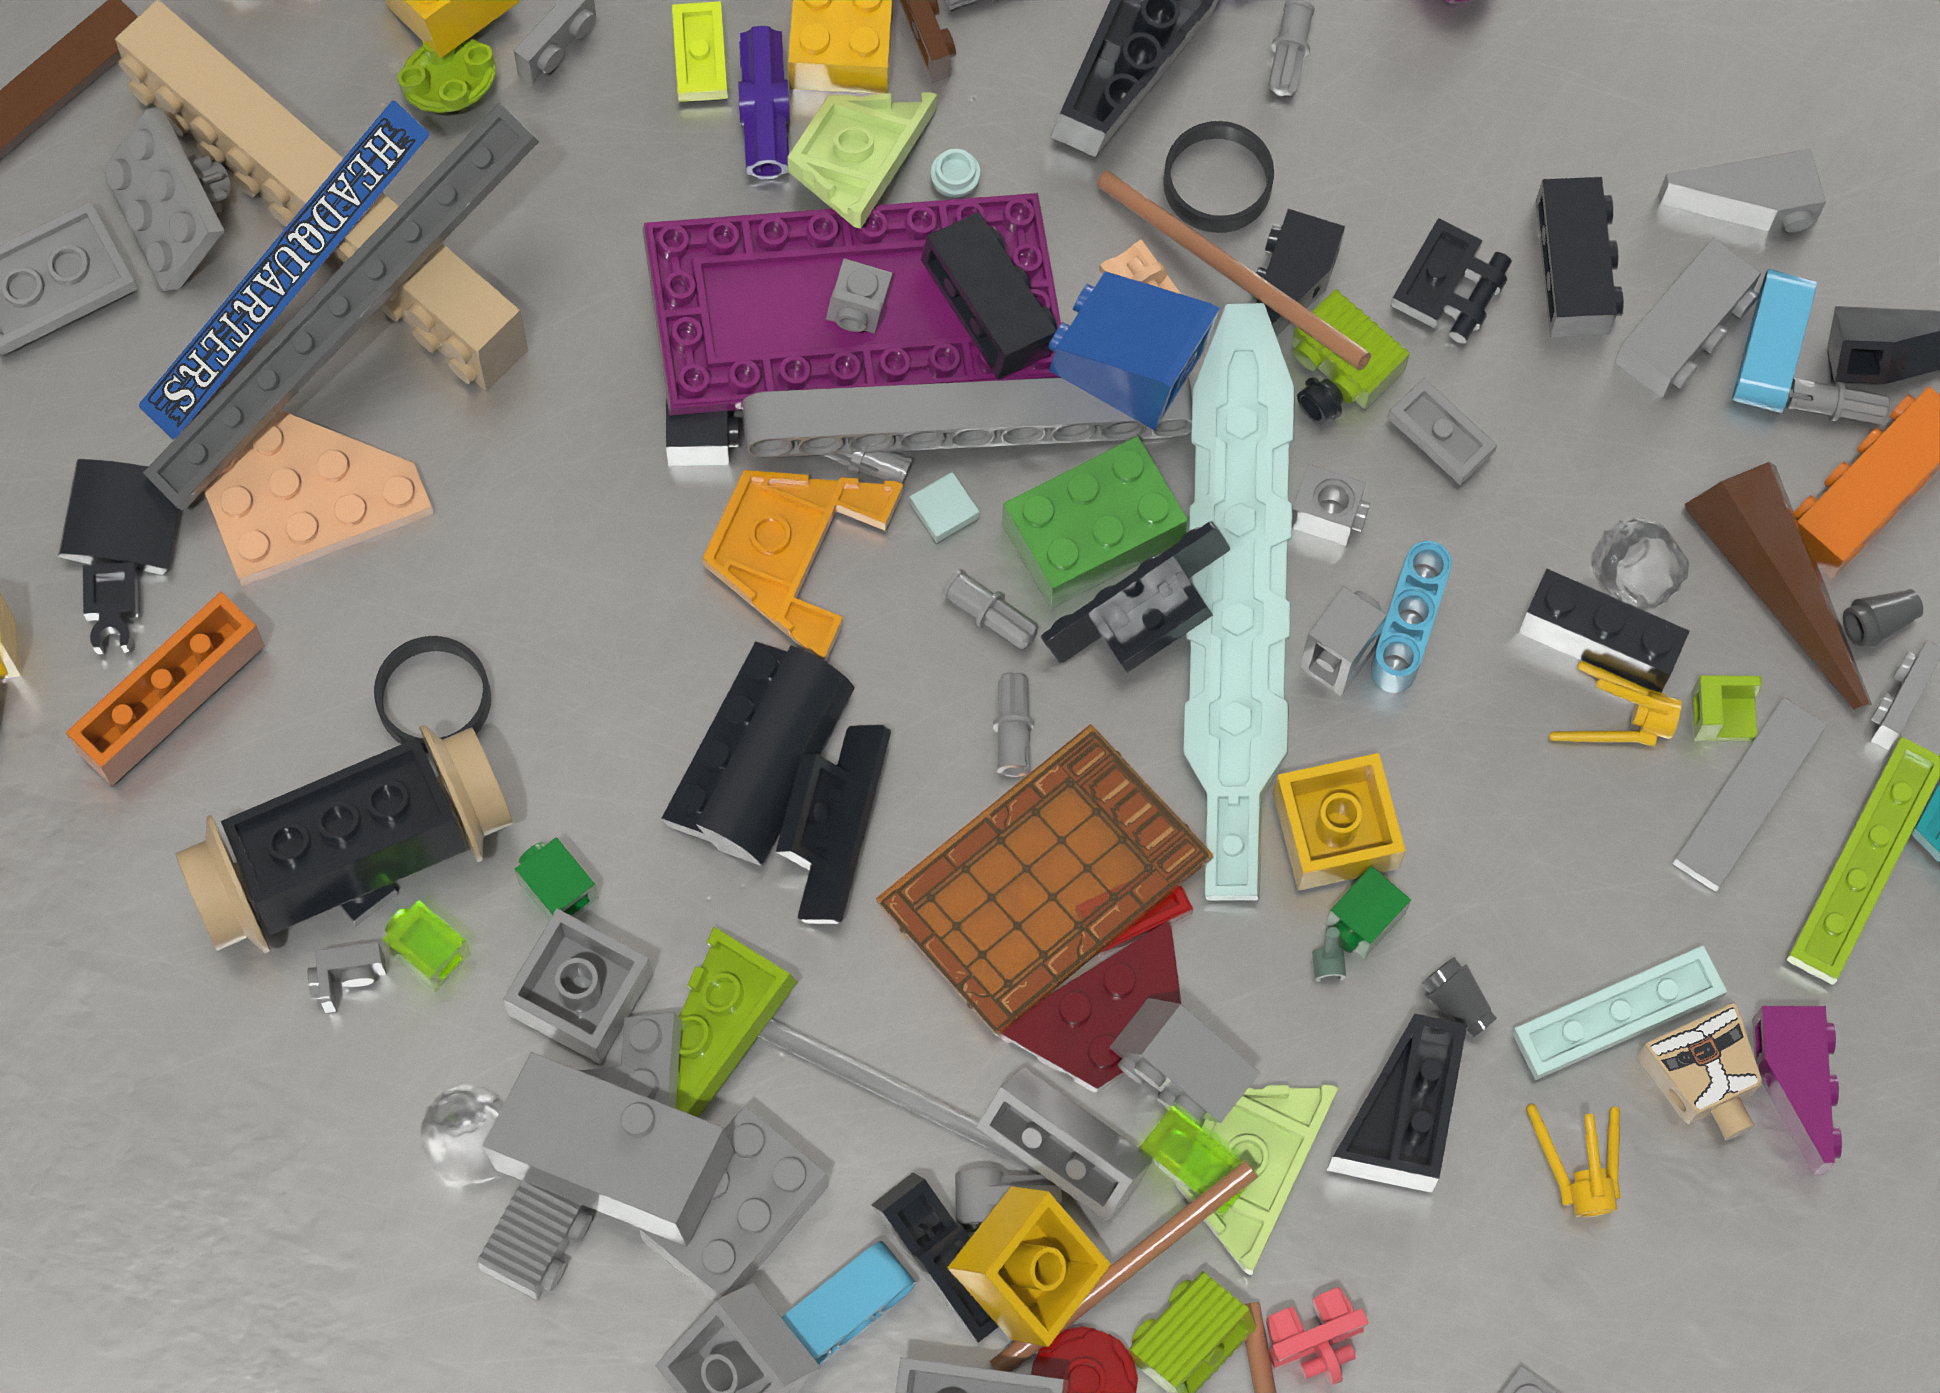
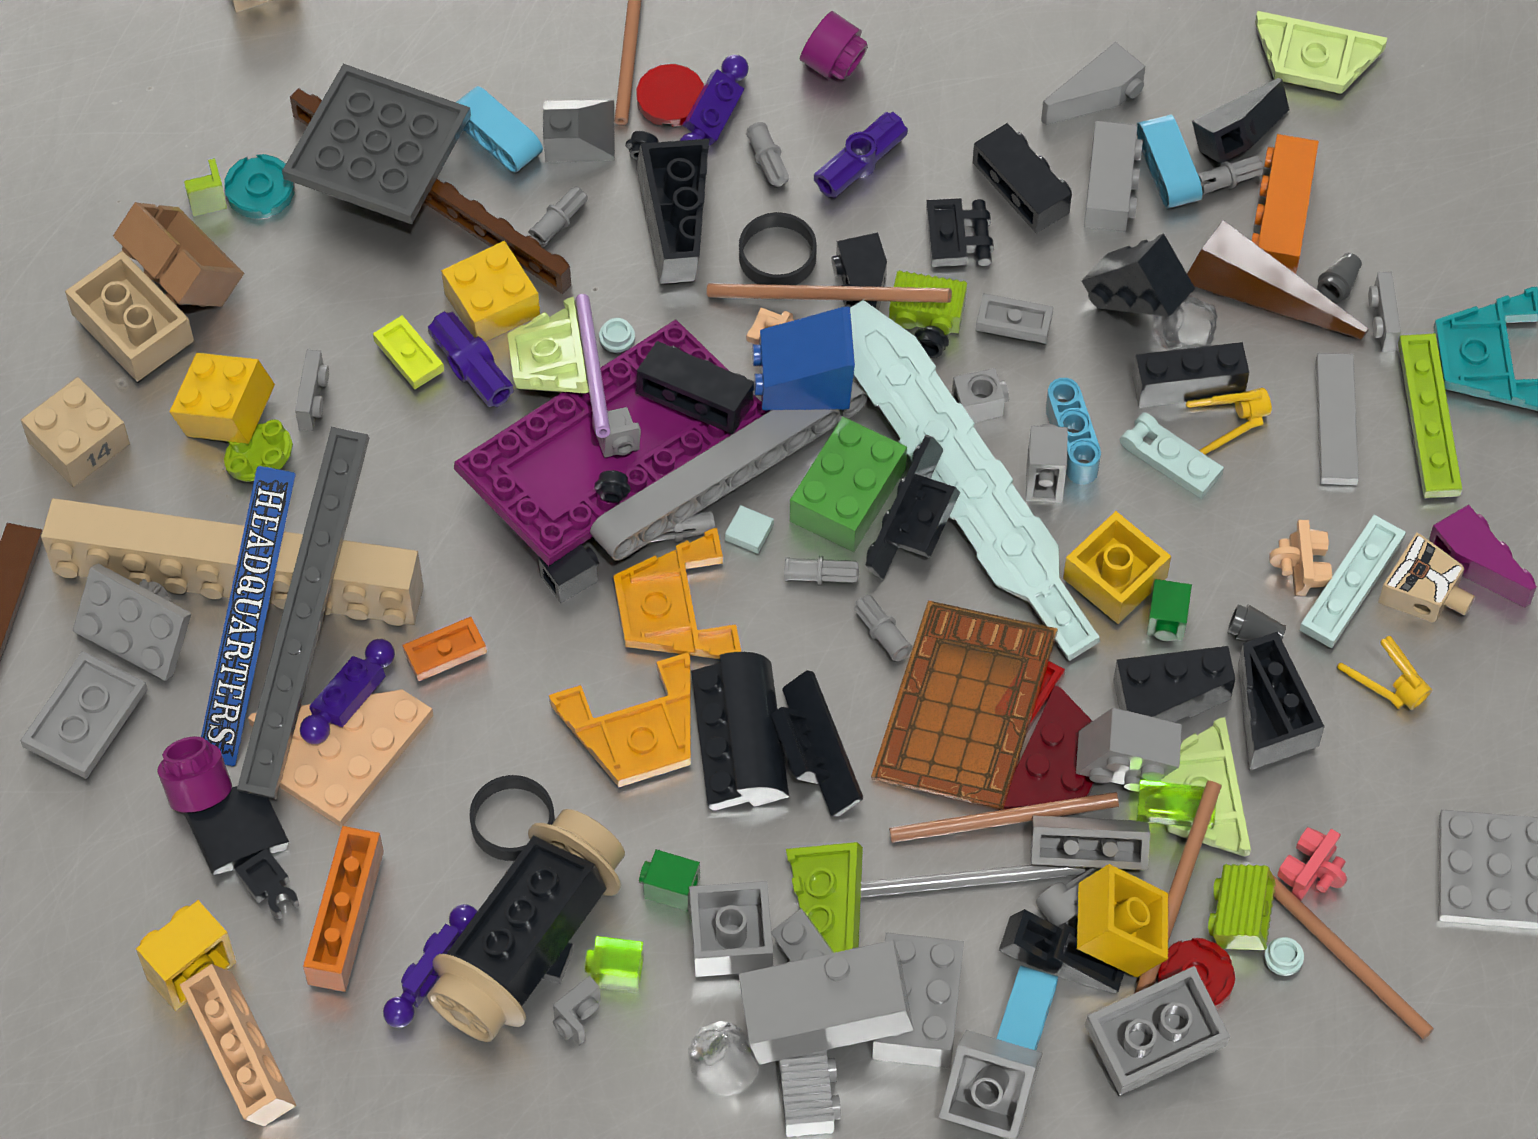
camera: 30 degrees left, 10 degrees down
(107, 427) = (193, 775): none -> magenta piece
(150, 847) = (422, 976): none -> dark purple plate
(347, 428) = (347, 691): none -> dark purple plate
(494, 442) = (444, 648): none -> orange plate
(644, 689) = (640, 738): none -> light orange wing
(800, 363) = (612, 486): none -> black plate
(887, 197) = (592, 366): none -> lavender piece
(992, 1047) = (1003, 817): none -> nougat piece
(1299, 1011) = (1175, 683): none -> black wedge
(1330, 958) = (1164, 645): sand green hand -> none
(1429, 104) = (848, 166): none -> dark purple piece
(1513, 720) = (1172, 456): none -> light aqua plate
(1592, 929) = (1296, 558): none -> light nougat hips
(1613, 478) = (1140, 279): none -> black wedge
(1725, 707) = (1287, 379): lime panel -> none

